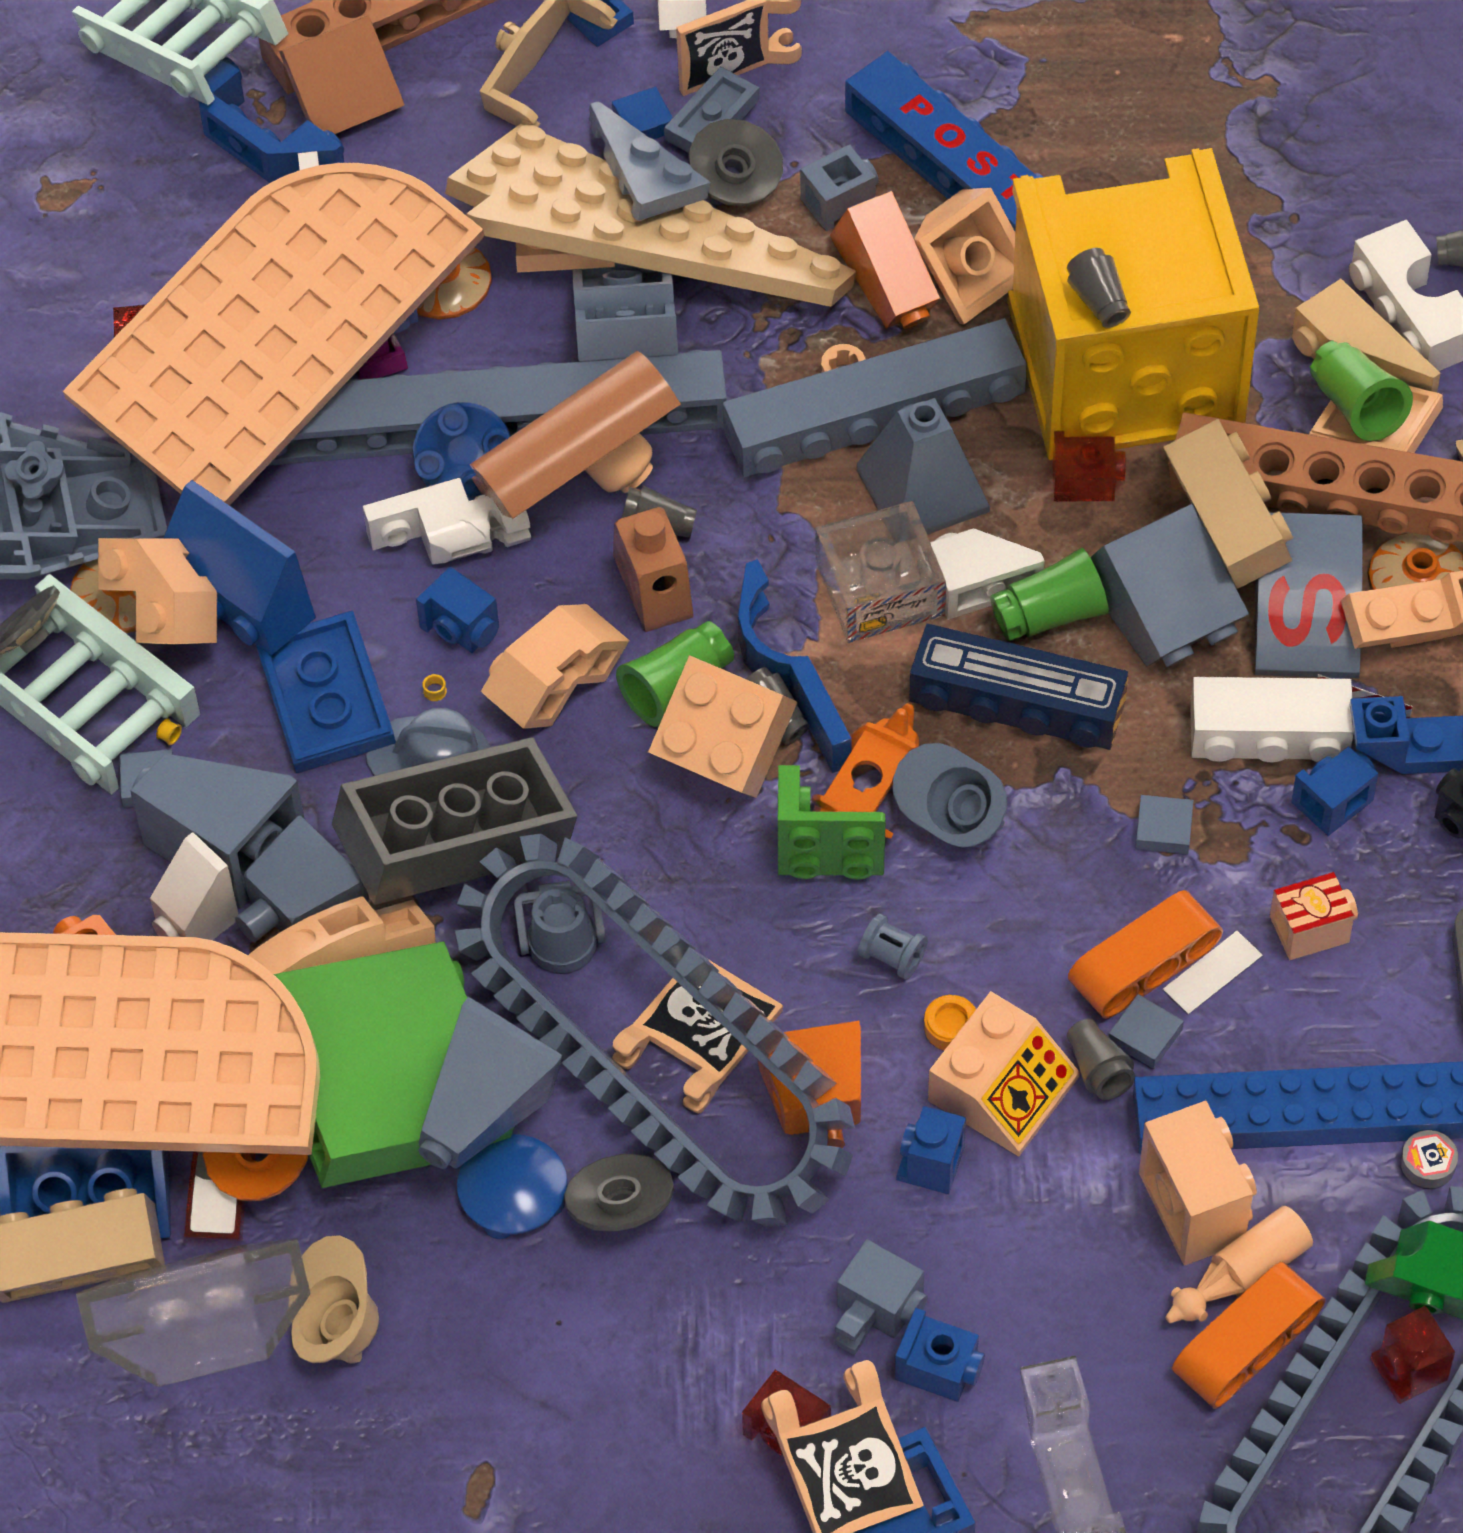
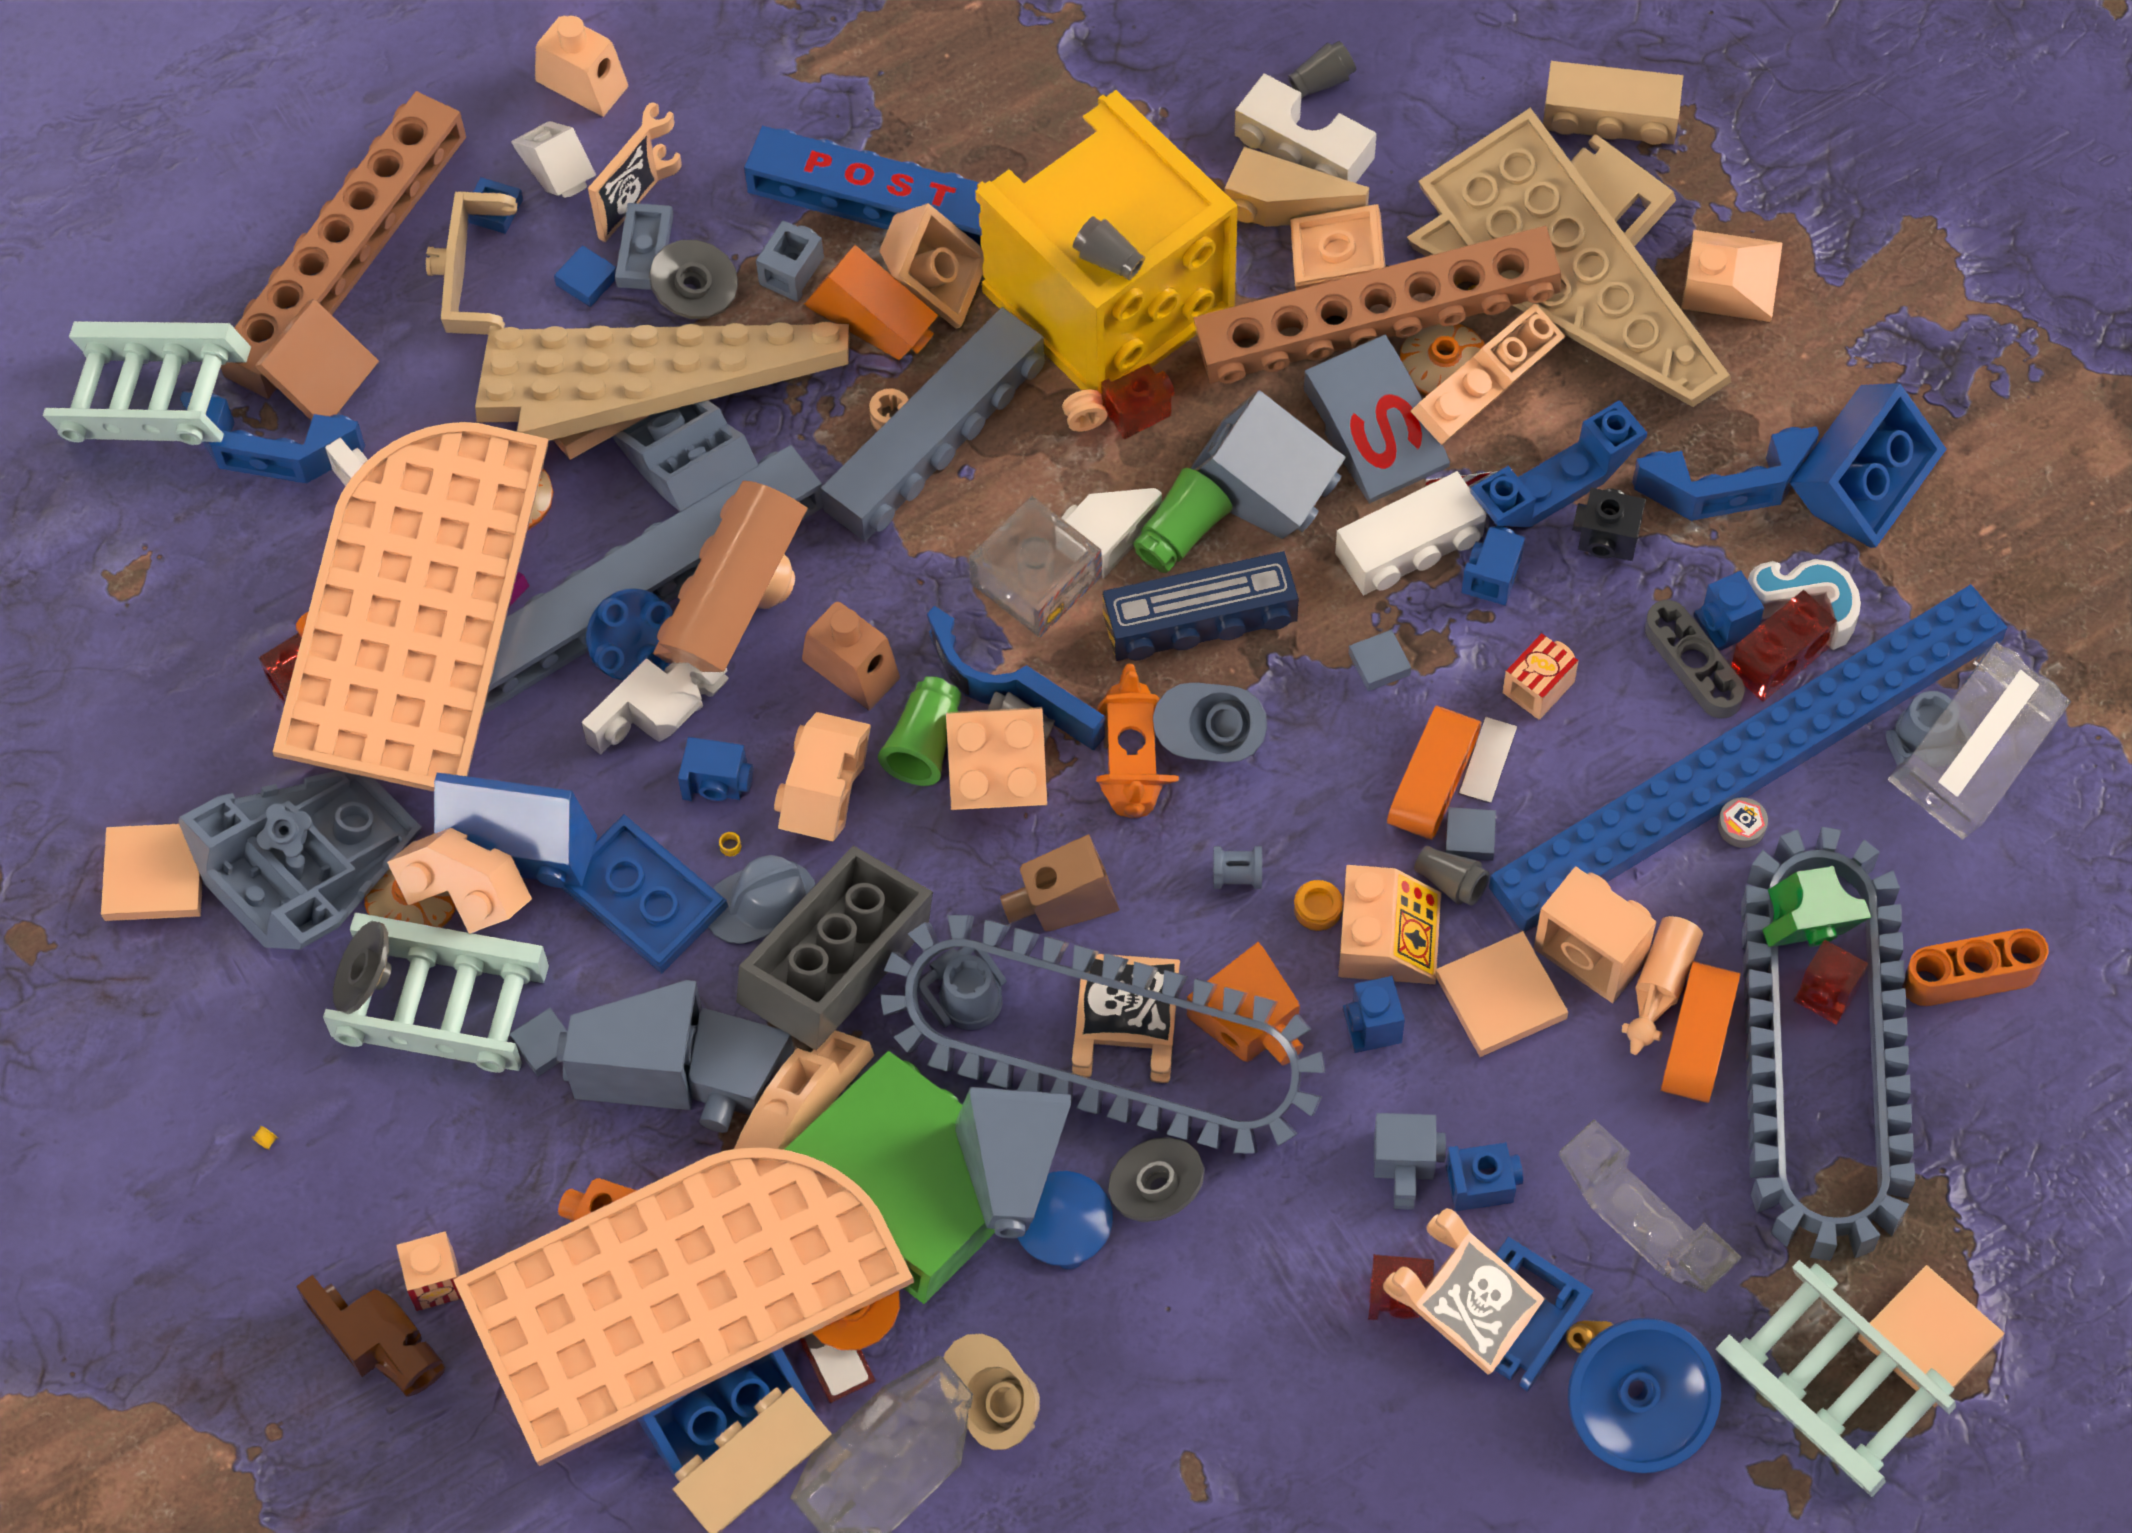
camera: 30 degrees left, 5 degrees up
(168, 731) = (535, 993): yellow piece -> none
(194, 894) = (658, 1121): white slope -> none
(644, 168) = (623, 319): sand blue wing -> none
(679, 515) = (810, 604): dark grey cone -> none
(711, 878) = (1063, 887): none -> medium nougat torso
(825, 841) = (1123, 820): bright green bracket -> none
(922, 463) = (1012, 464): sand blue slope -> none
(1027, 453) = (1084, 410): none -> light nougat bush
(1072, 1196) = (1501, 994): none -> light nougat tile
(1230, 502) = (1283, 371): tan brick -> none
(1363, 392) = (1320, 231): bright green plant -> none

